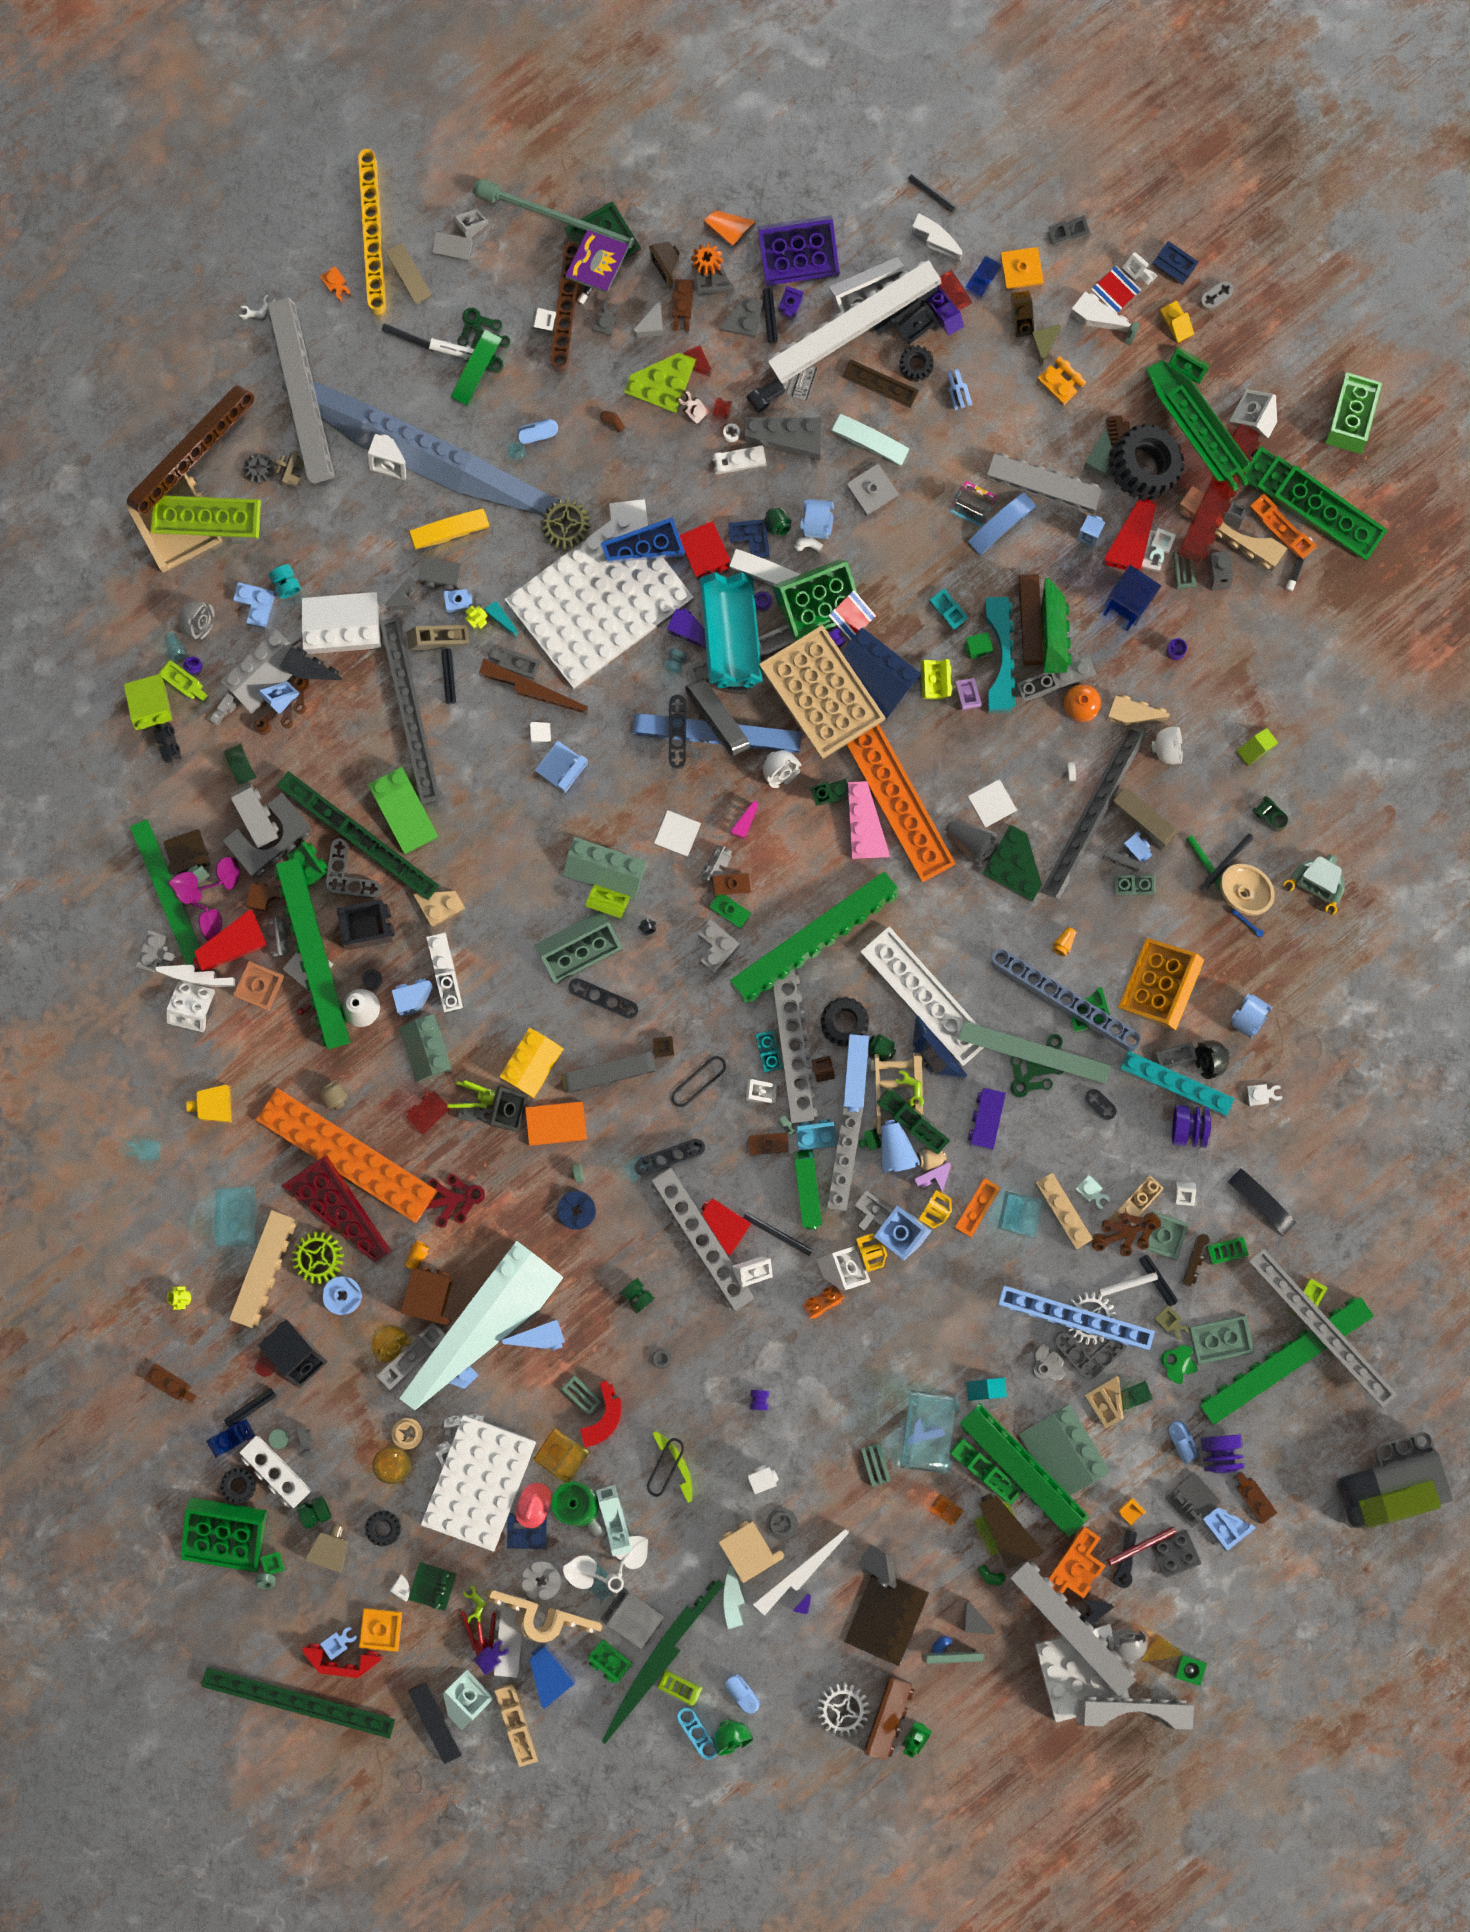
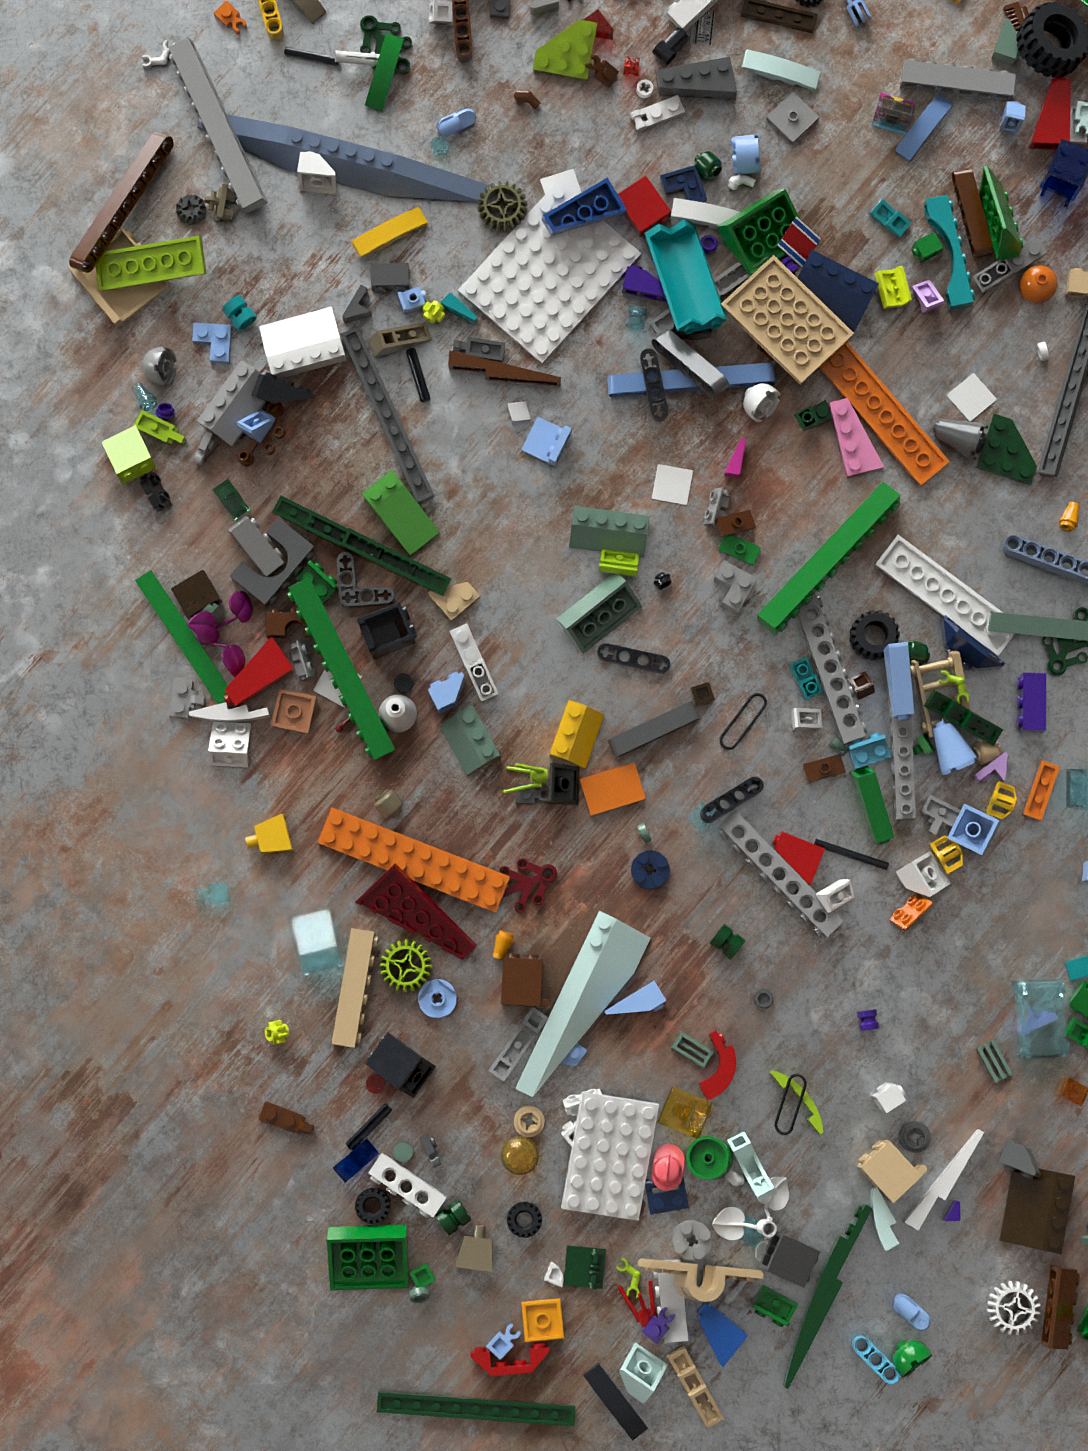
camera: 15 degrees left, 0 degrees up
(388, 1342) = (492, 1034): clear yellow cylinder -> none
(427, 1112) = (485, 802): clear red bracket -> none
(694, 1696) = (866, 1316): lime slope -> none

